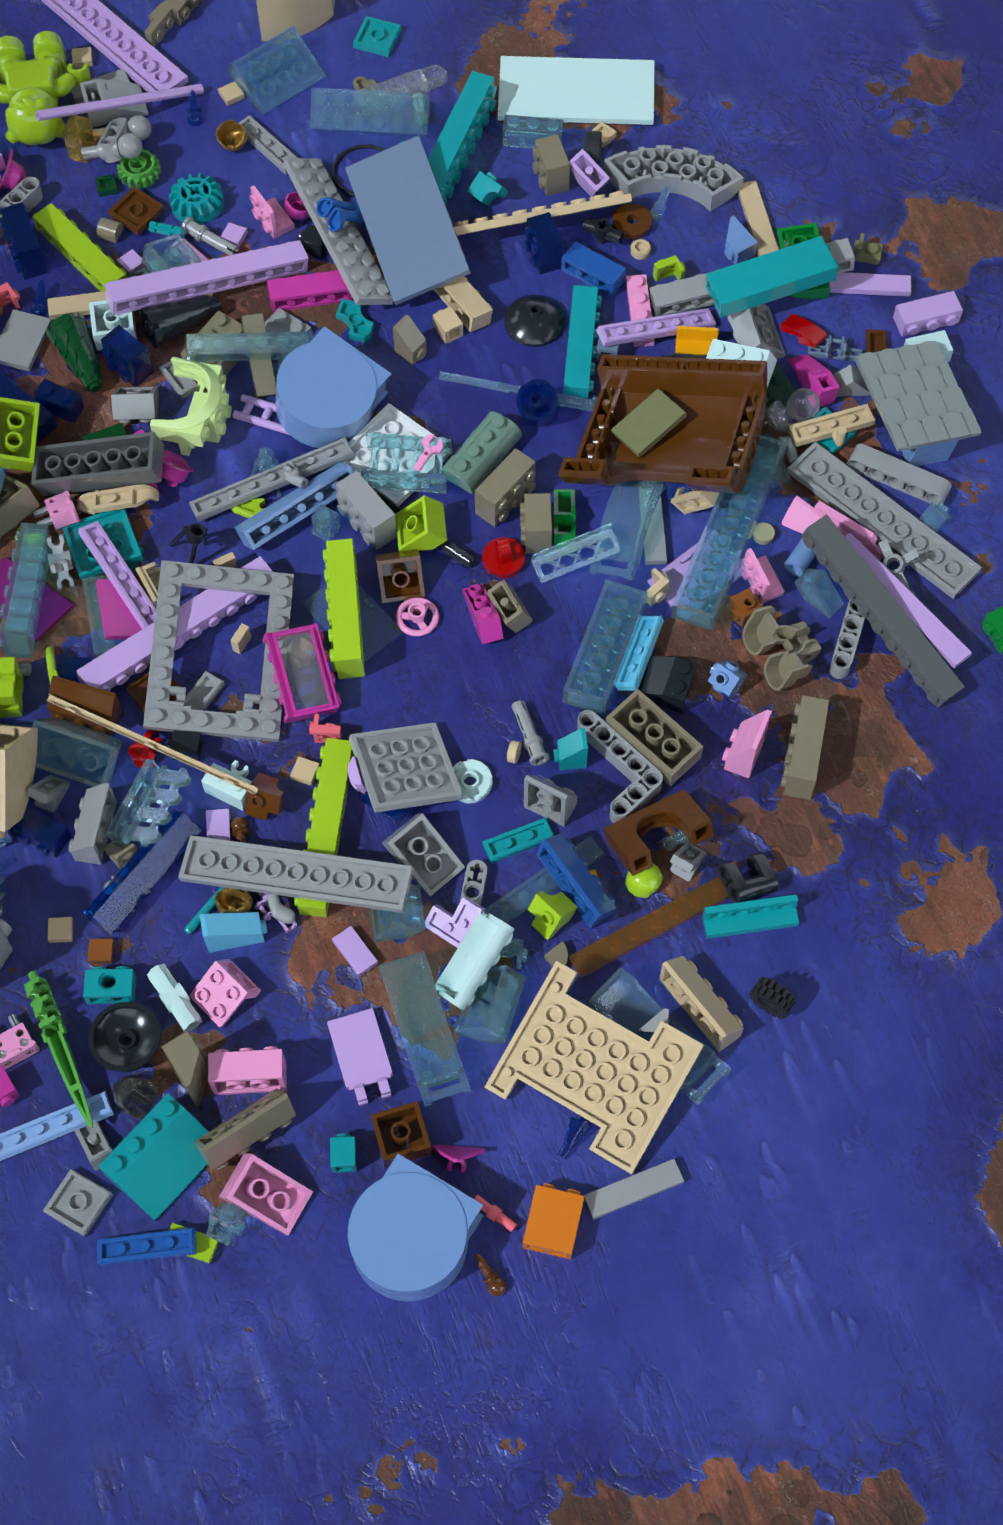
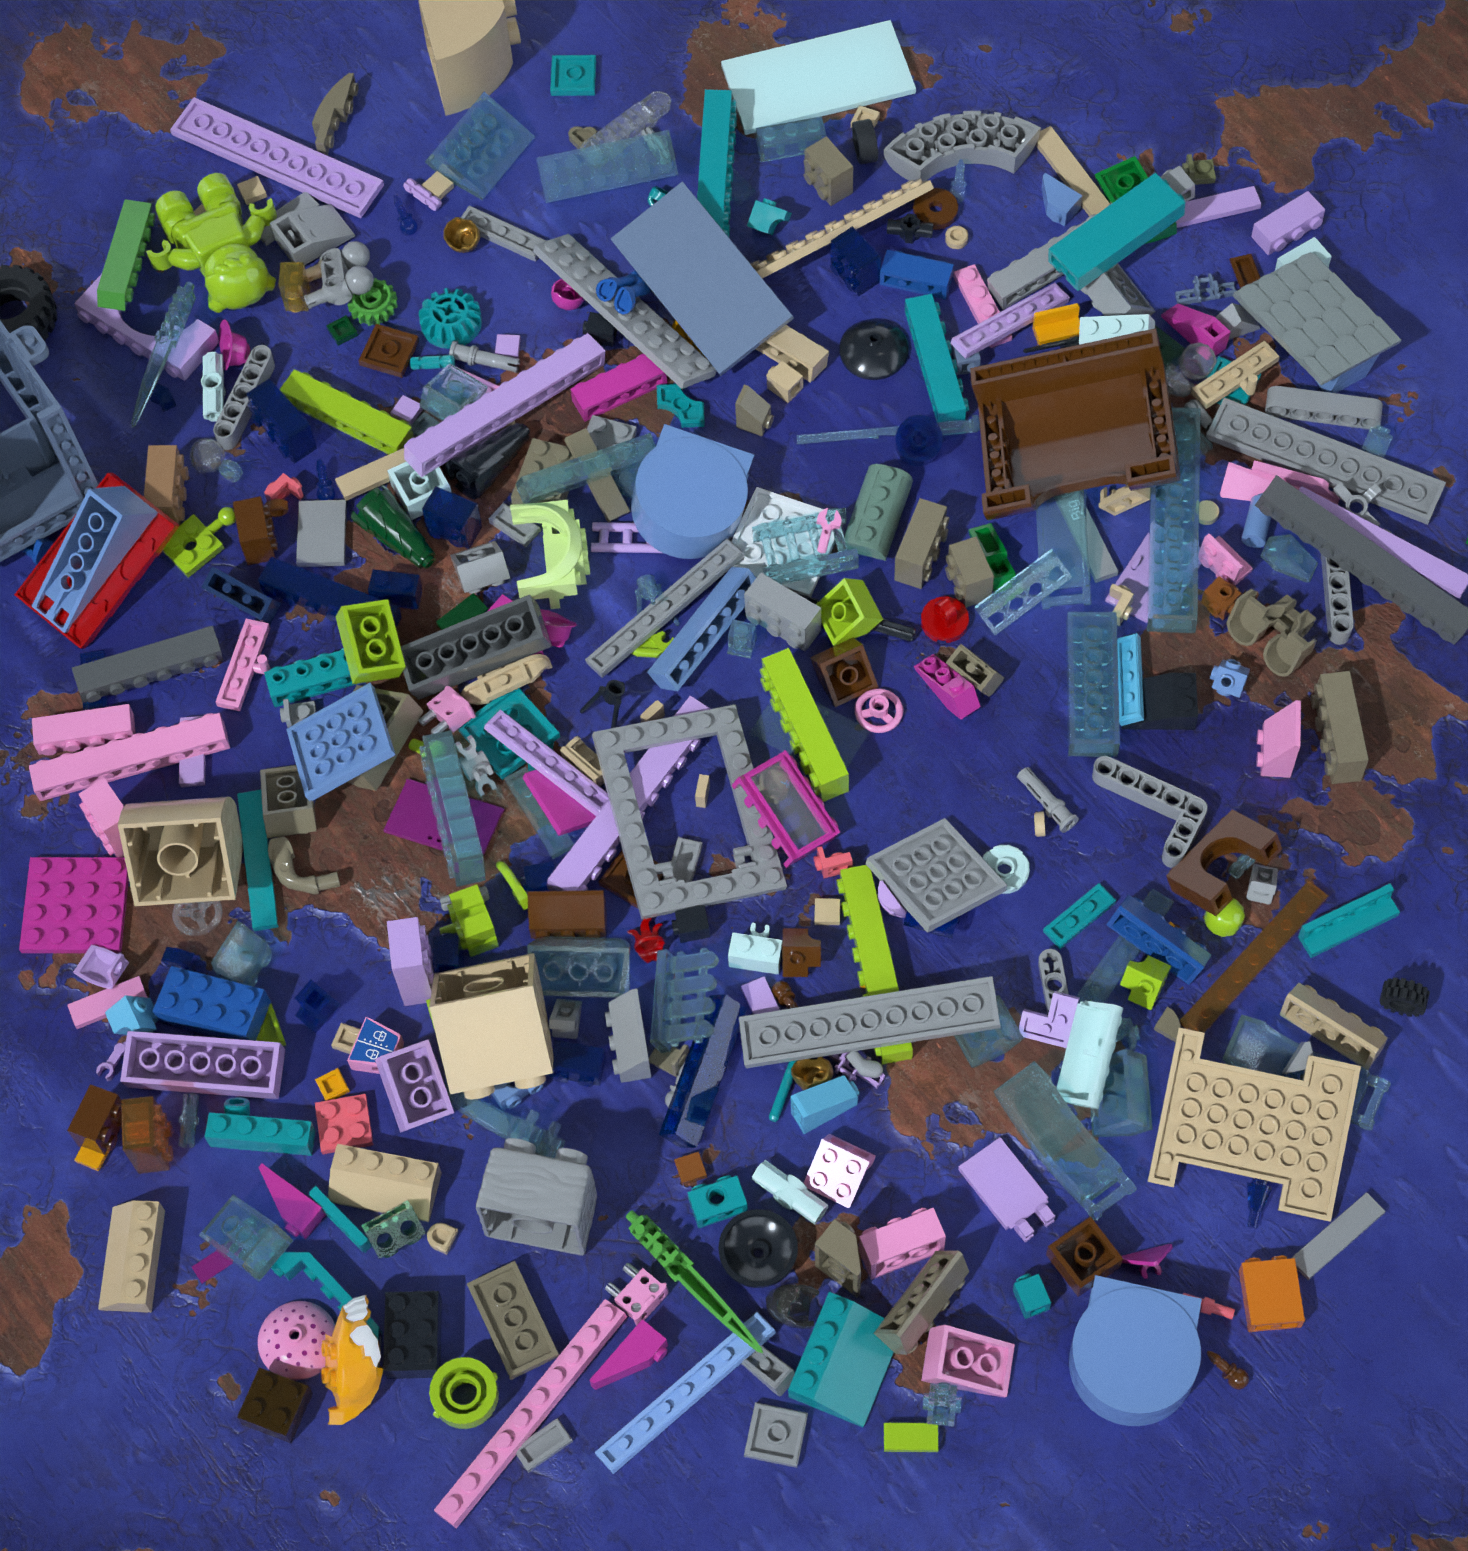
camera: 15 degrees left, 0 degrees up
(60, 929) = (638, 1159): tan tile -> none
(109, 229) = (367, 380): dark tan brick -> none
(118, 102) = (324, 233): lavender piece -> none
(146, 1246) = (868, 1455): blue tile -> none
(152, 744) = (657, 932): tan piece -> none
(216, 96) = (422, 194): none -> lavender axle
(271, 214) = (541, 313): bright pink bracket -> none
(292, 475) = (690, 597): light grey arm -> none
(344, 153) = (590, 219): black piece -> none
(354, 951) = (956, 1084): lavender tile -> none
(424, 849) = (985, 953): light grey slope -> none
(548, 799) = (1098, 864): light grey slope -> none
(572, 751) = (1102, 804): teal slope -> none
(588, 173) = (872, 169): lavender slope -> none
(648, 423) = (1047, 429): olive tile -> none
(655, 736) = (1181, 762): dark tan brick -> none
(668, 267) = (997, 248): lime bracket -> none
(740, 889) = (1346, 882): black connector -> none
(807, 332) = (1170, 279): red slope -> none

